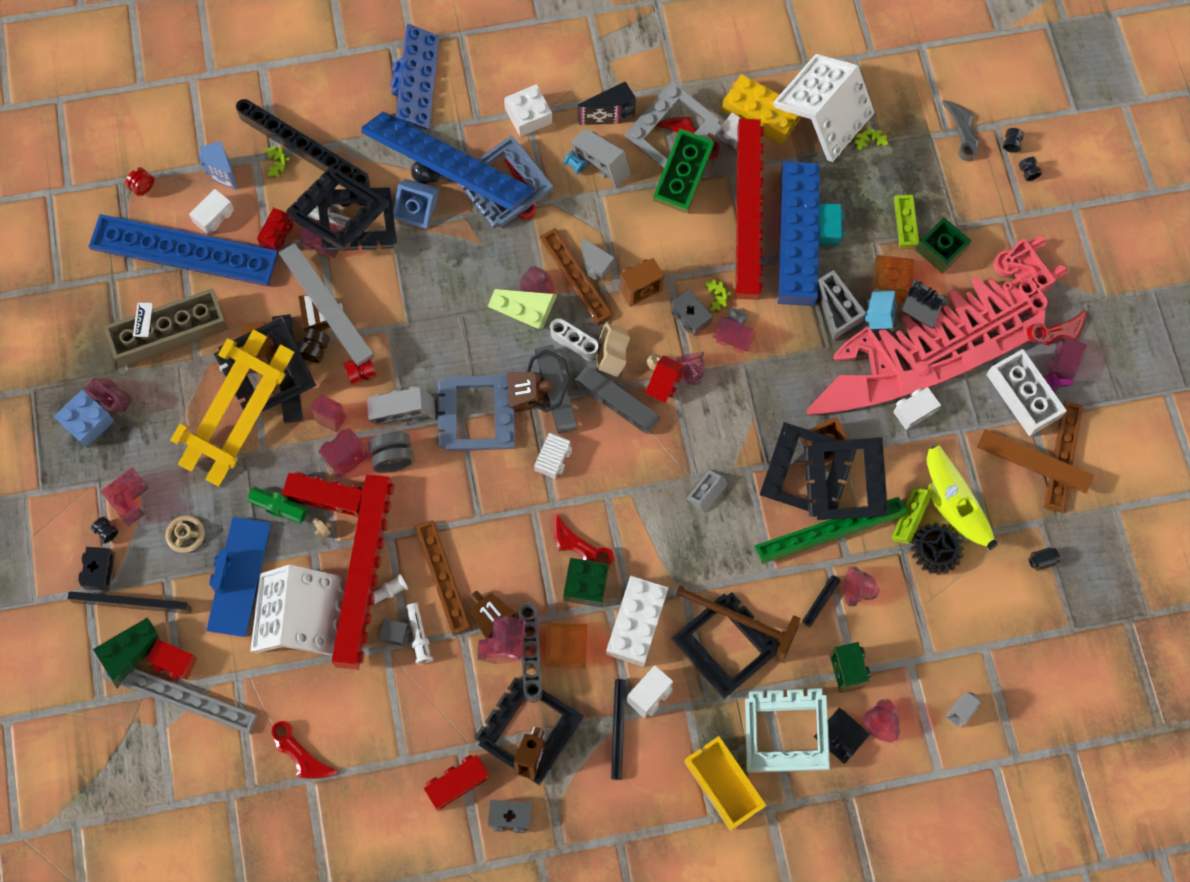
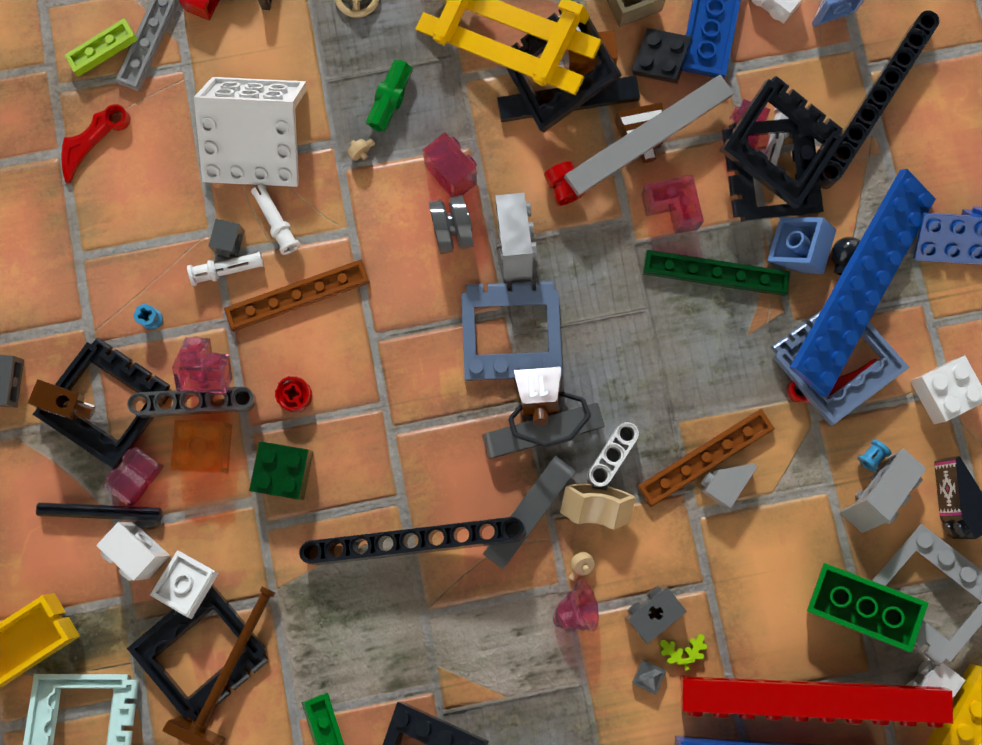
camera: 90 degrees right, 10 degrees up
(218, 745) = (101, 47): none -> lime plate
(237, 577) = (302, 55): blue bracket -> none
(257, 296) = (662, 55): none -> black plate
(275, 230) = (752, 69): red brick -> none
(279, 166) = (863, 70): lime animal -> none
(314, 344) = (595, 126): dark brown wheel -> none
(323, 494) = (401, 149): red brick -> none
(328, 413) = (503, 146): clear pink brick -> none
(362, 571) = (297, 196): red brick -> none
(377, 285) = (678, 198): none -> clear pink brick
(434, 265) = (716, 273): none -> dark green tile
(455, 699) = (141, 314): none -> dark azure bush
(456, 782) = (42, 317): red brick -> none
(486, 610) = (246, 351): reddish brown torso -> none
(524, 306) = (656, 386): yellowish green wedge -> none
(524, 576) = (293, 394): none -> red wheel
(536, 281) = (690, 405): clear pink piece -> none
(552, 455) = (451, 428): white brick -> none
(567, 540) = (340, 450): red piece -> none
(590, 700) = (133, 476): none -> clear pink brick
(636, 621) = (228, 536): white brick -> none
(640, 470) = (400, 539): none -> black beam
(641, 281) = (696, 545): dark orange brick -> none
(664, 379) = (553, 575): red brick -> none
(674, 654) = (184, 584): none -> white tile
(685, 123) = (940, 609): red piece -> none
(707, 490) = (405, 630): light grey slope -> none
(735, 334) = (623, 674): clear pink brick -> none

